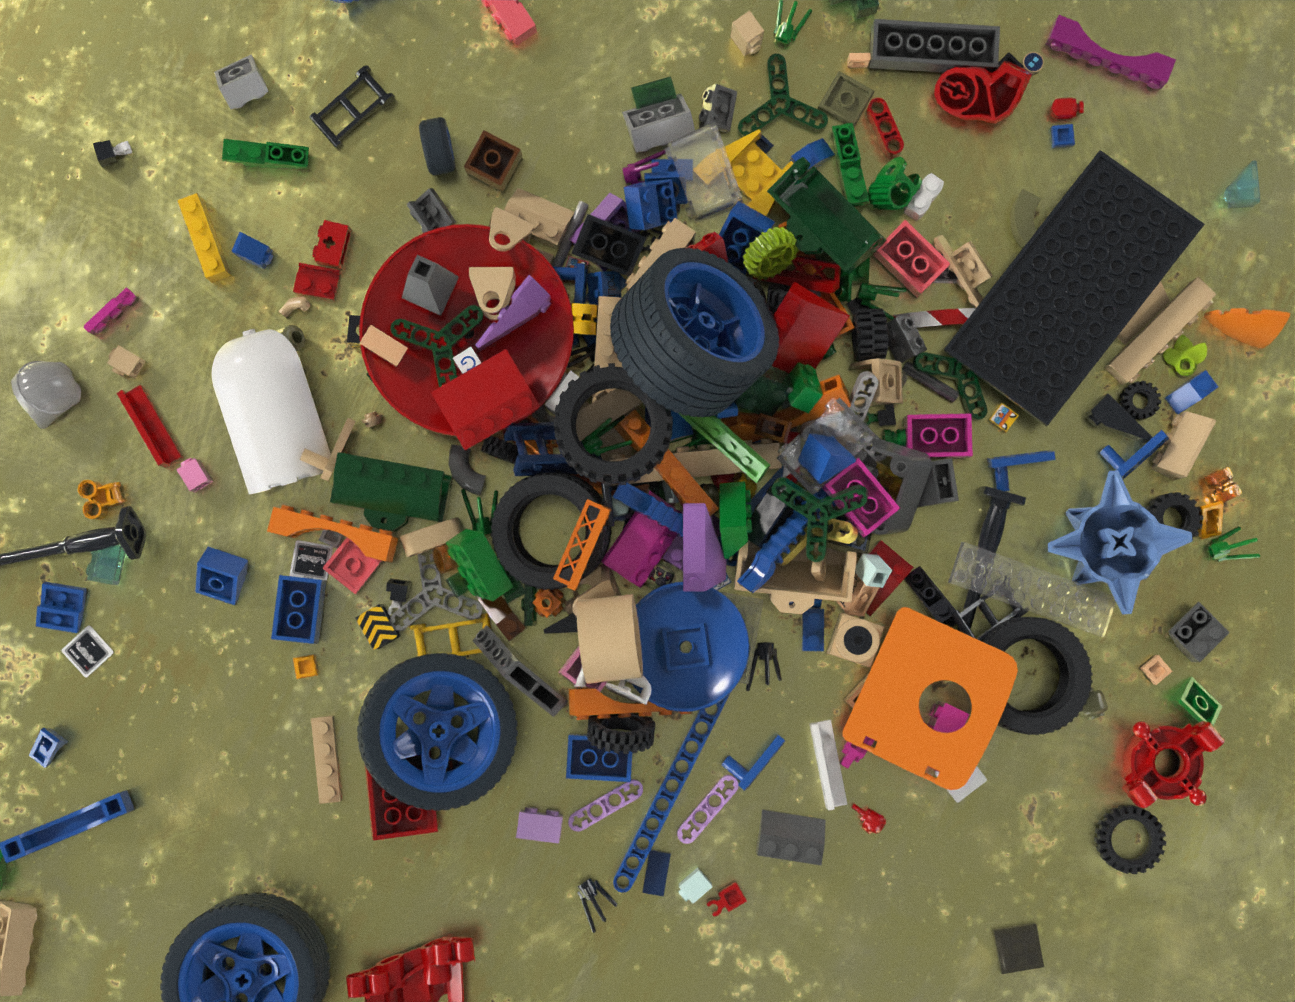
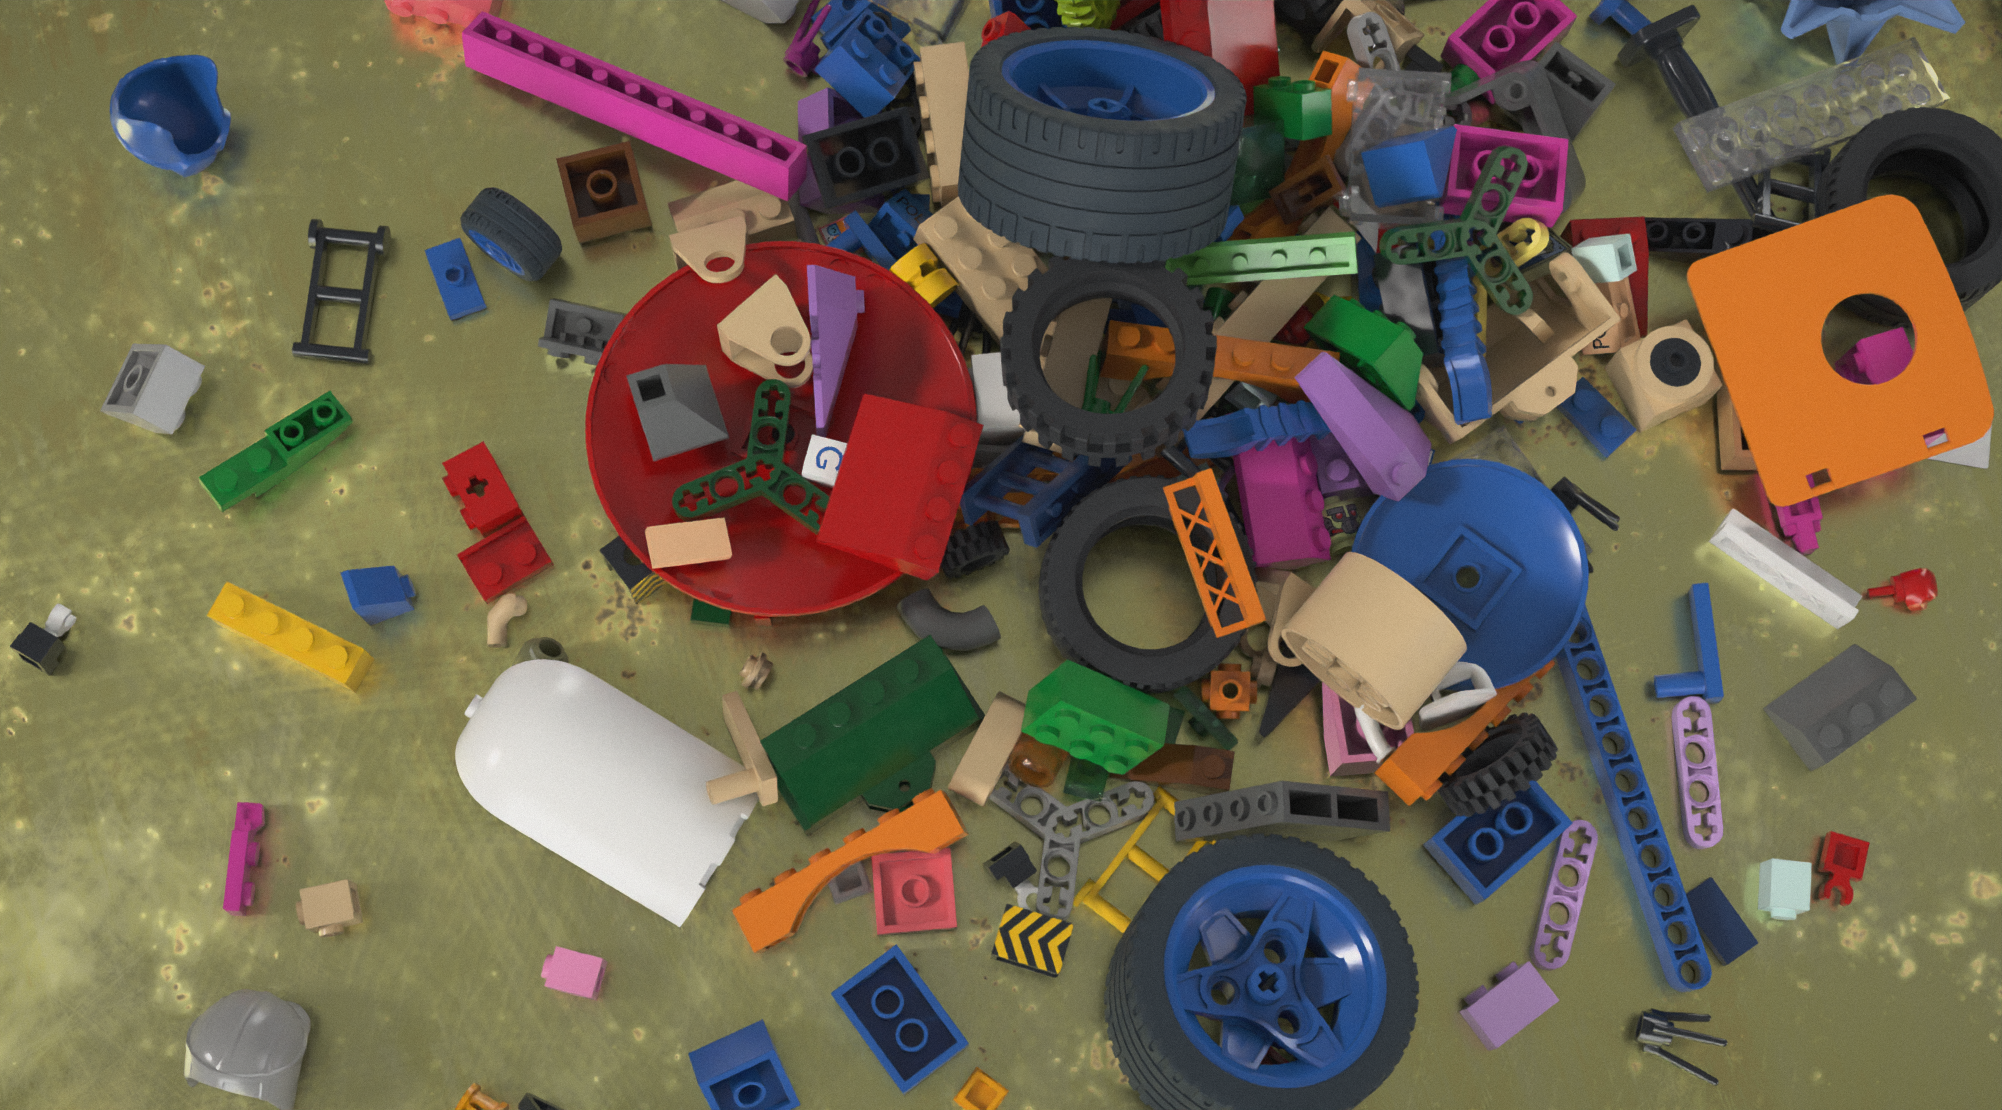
camera: 50 degrees left, 10 degrees down
(150, 426) = (449, 963): red fence -> none
(310, 559) = (847, 941): sticker -> none
(402, 143) = (455, 279): none -> blue plate
(483, 523) = (1038, 668): green plant -> none
(536, 135) = (635, 106): none -> dark pink brick

